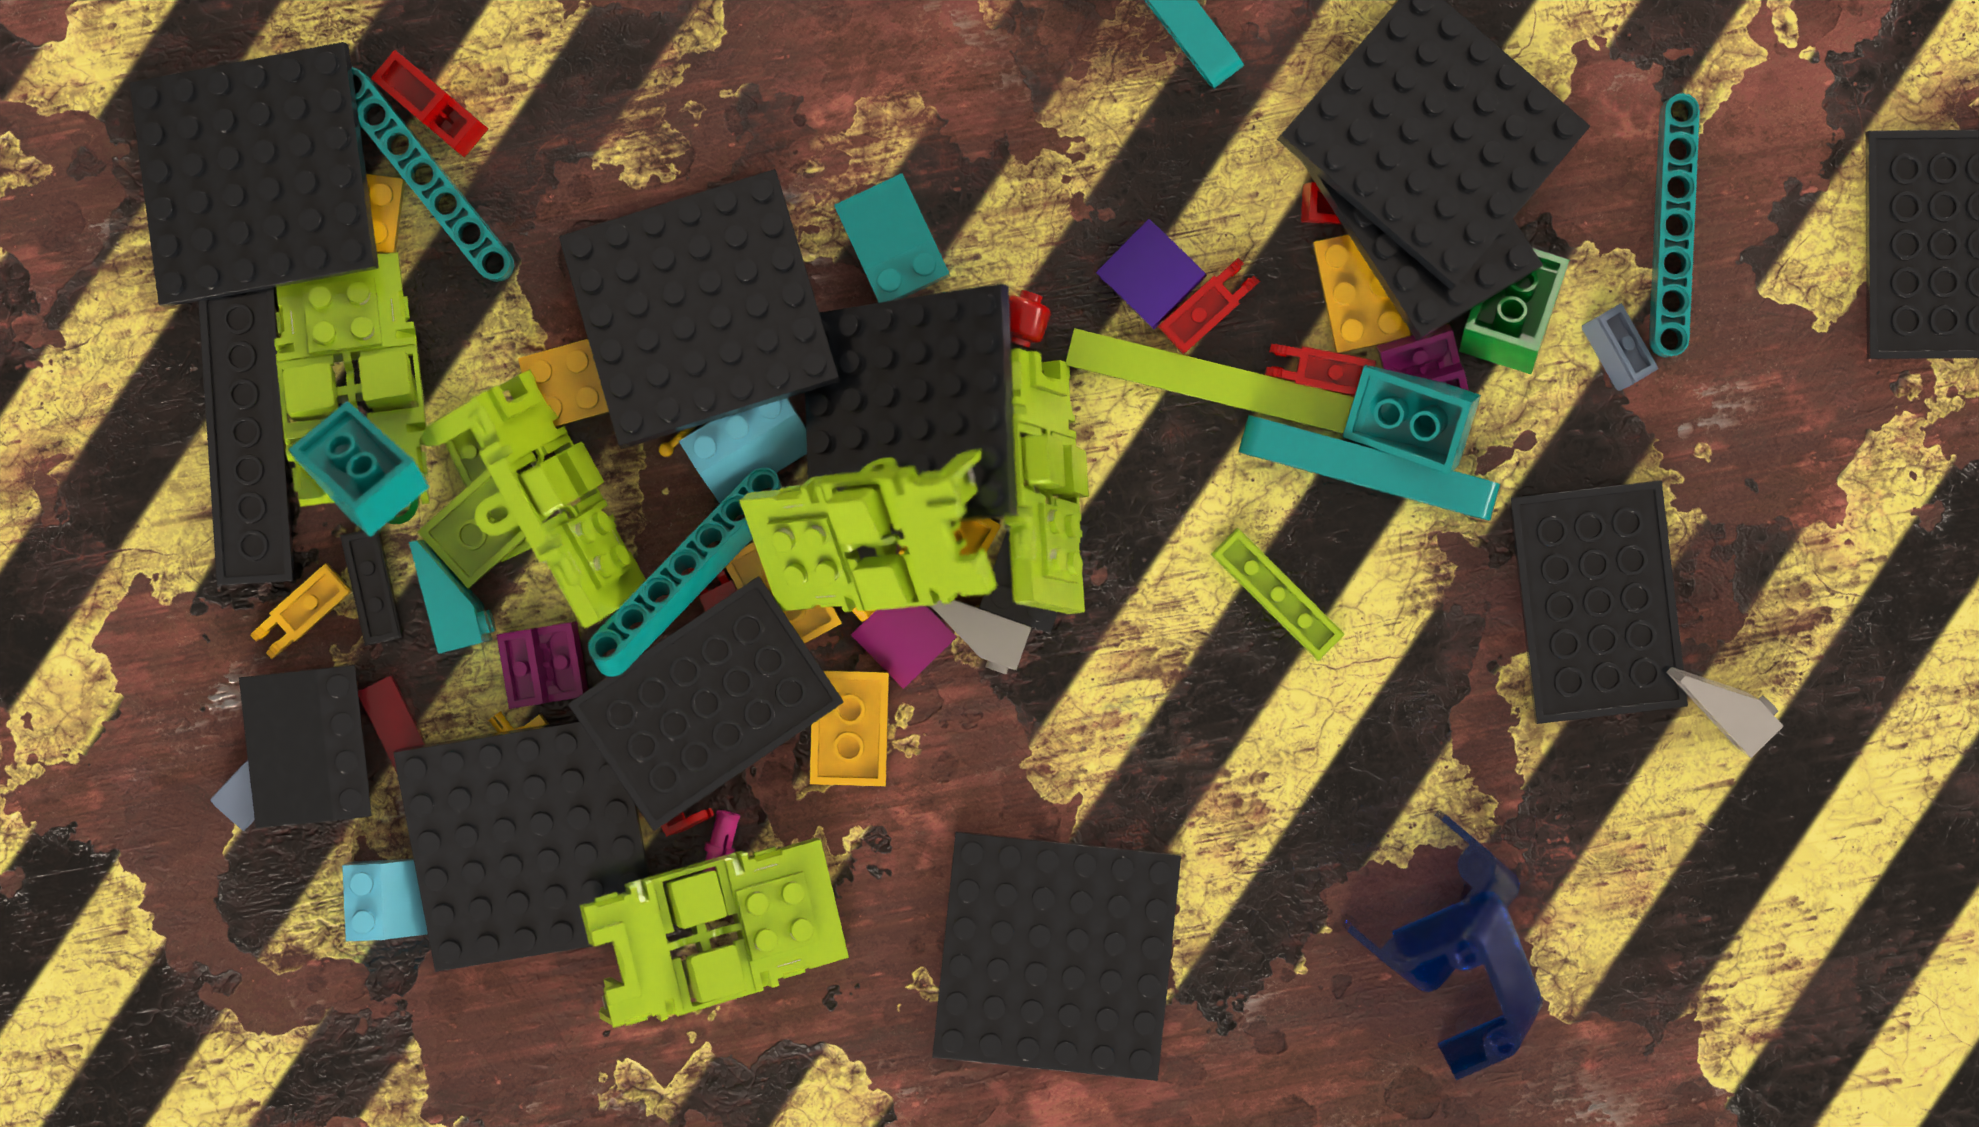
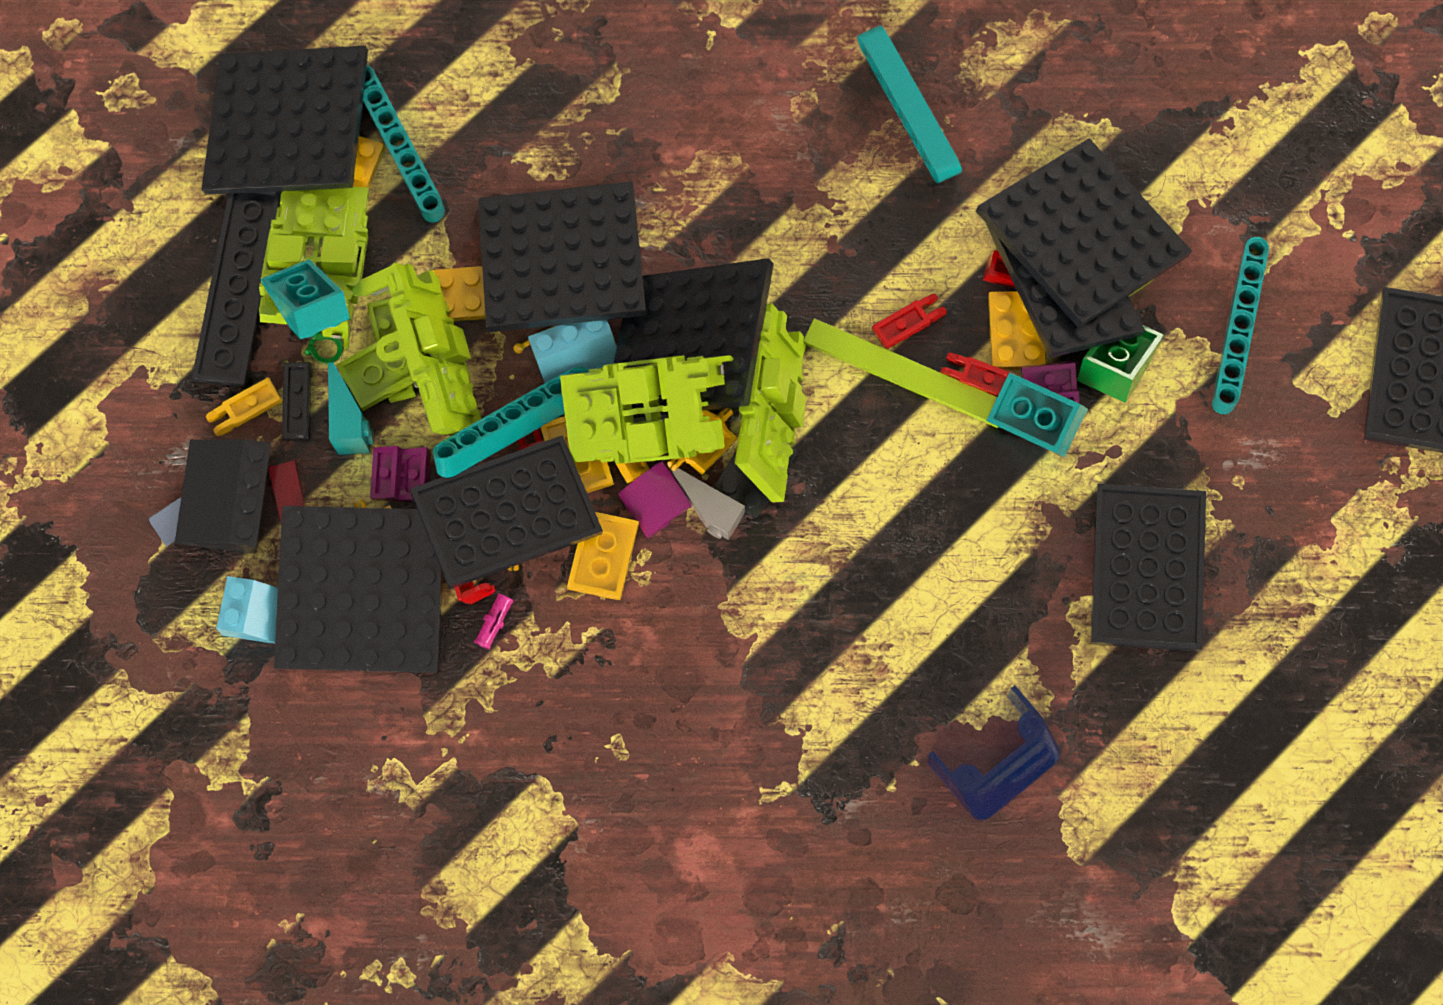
camera: 20 degrees right, 15 degrees down
(429, 103) = (413, 101): red slope -> none
(781, 918) = (525, 669): lime piece -> none
(892, 240) = (701, 236): teal slope -> none
(1027, 318) = (784, 300): red head -> none
(1056, 956) = (716, 743): black plate -> none
(1151, 274) = (873, 293): dark purple slope -> none
(1277, 594) = (922, 522): lime tile -> none
(1368, 468) = (1002, 446): teal beam -> none
(1474, 935) = (1027, 769): clear blue windscreen -> none
(1619, 347) = (1189, 400): sand blue slope -> none
(1736, 713) = (1236, 660): light grey slope -> none

